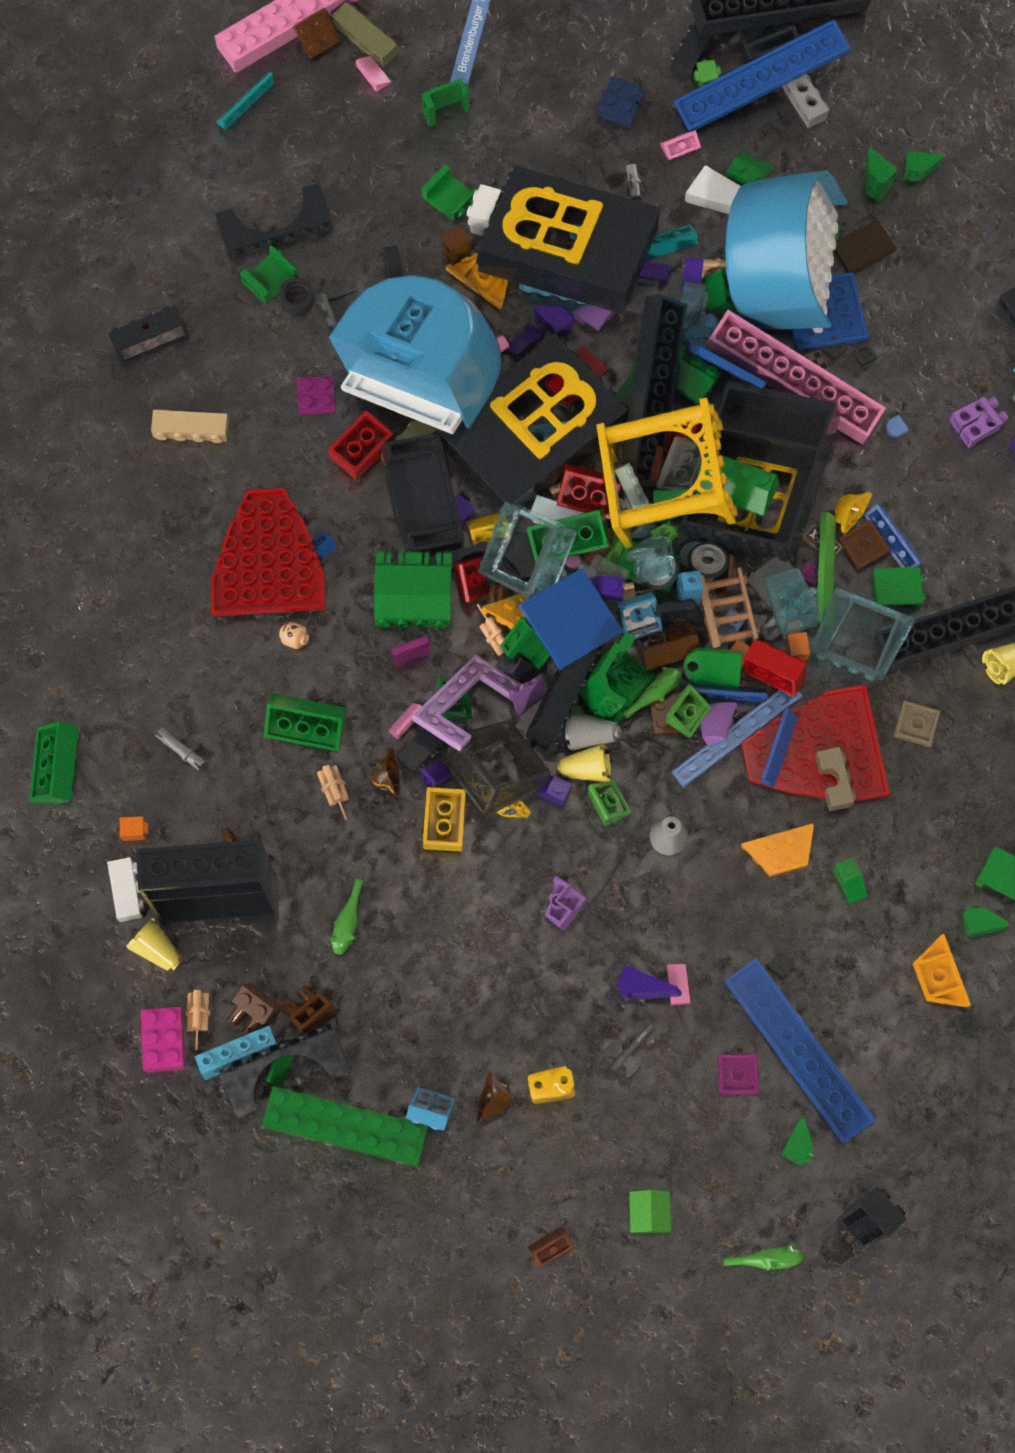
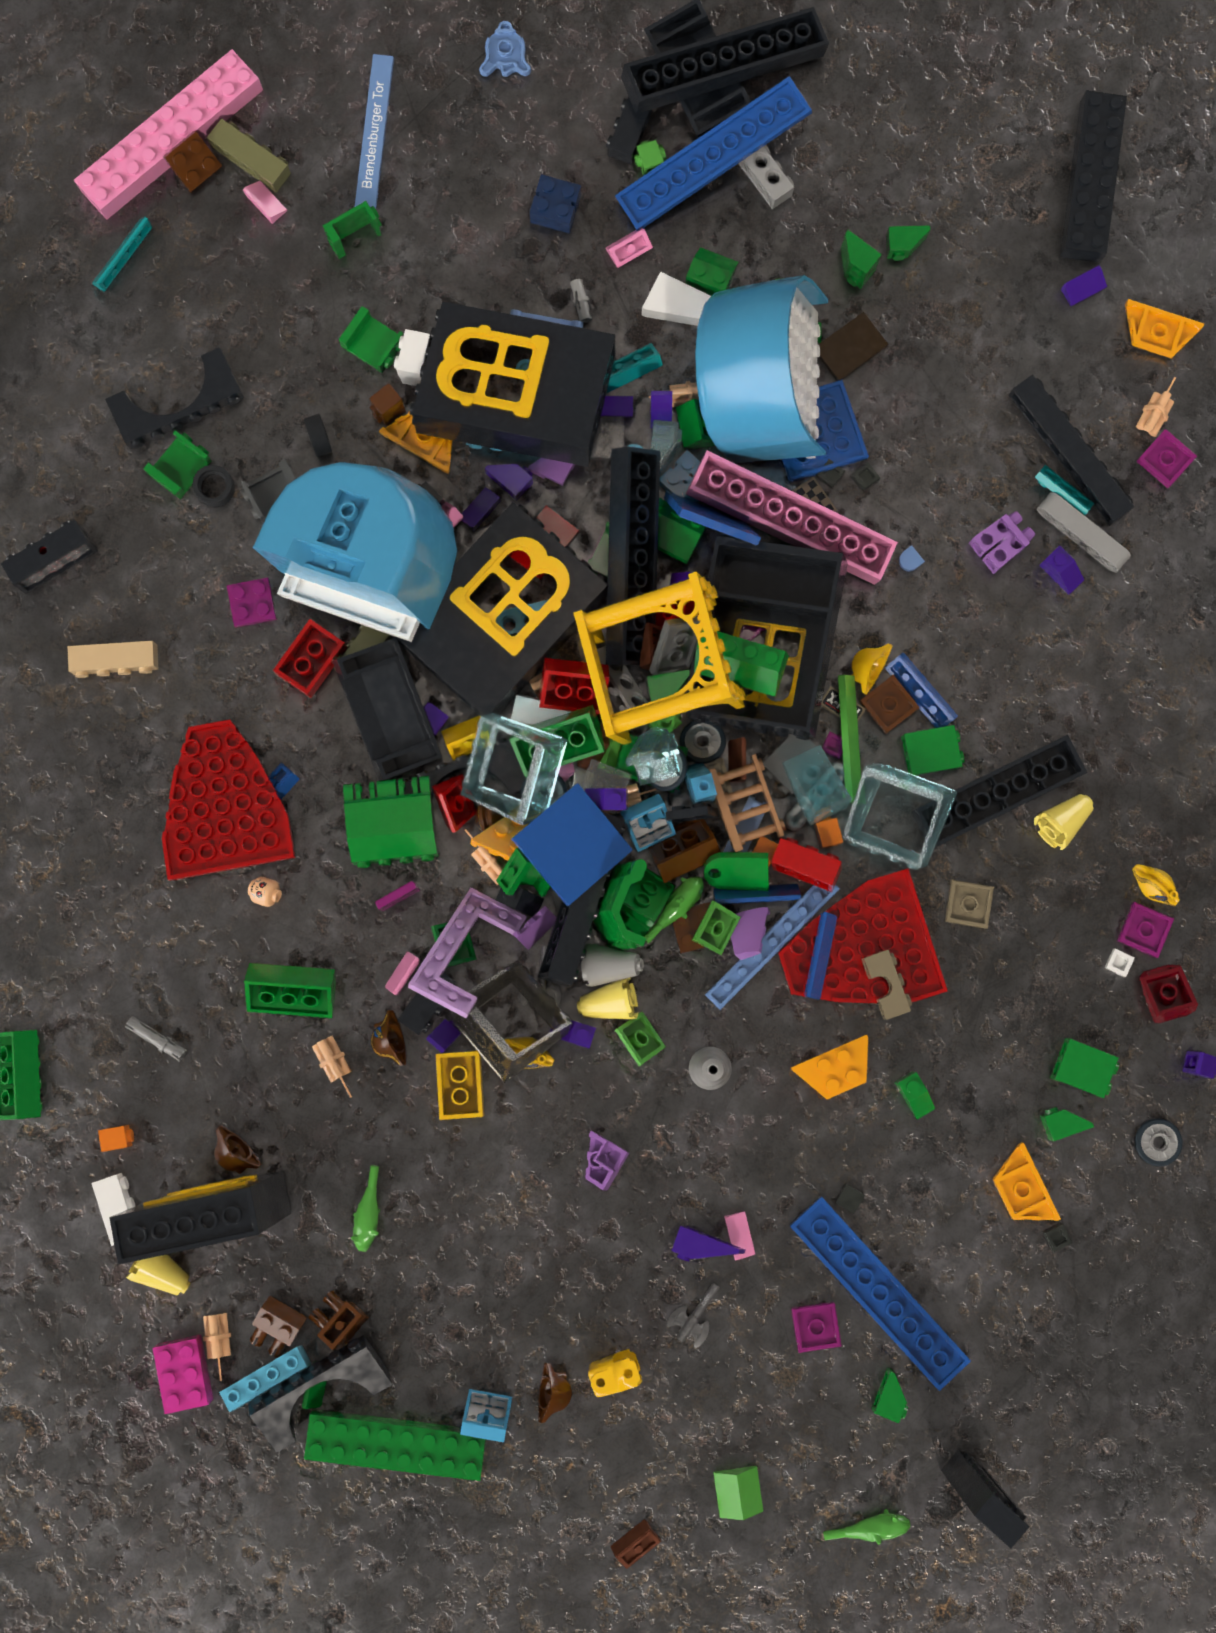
camera: 10 degrees left, 10 degrees up
(631, 486) = (624, 680): light aqua piece -> none
(712, 550) = (713, 758): light grey wheel -> none

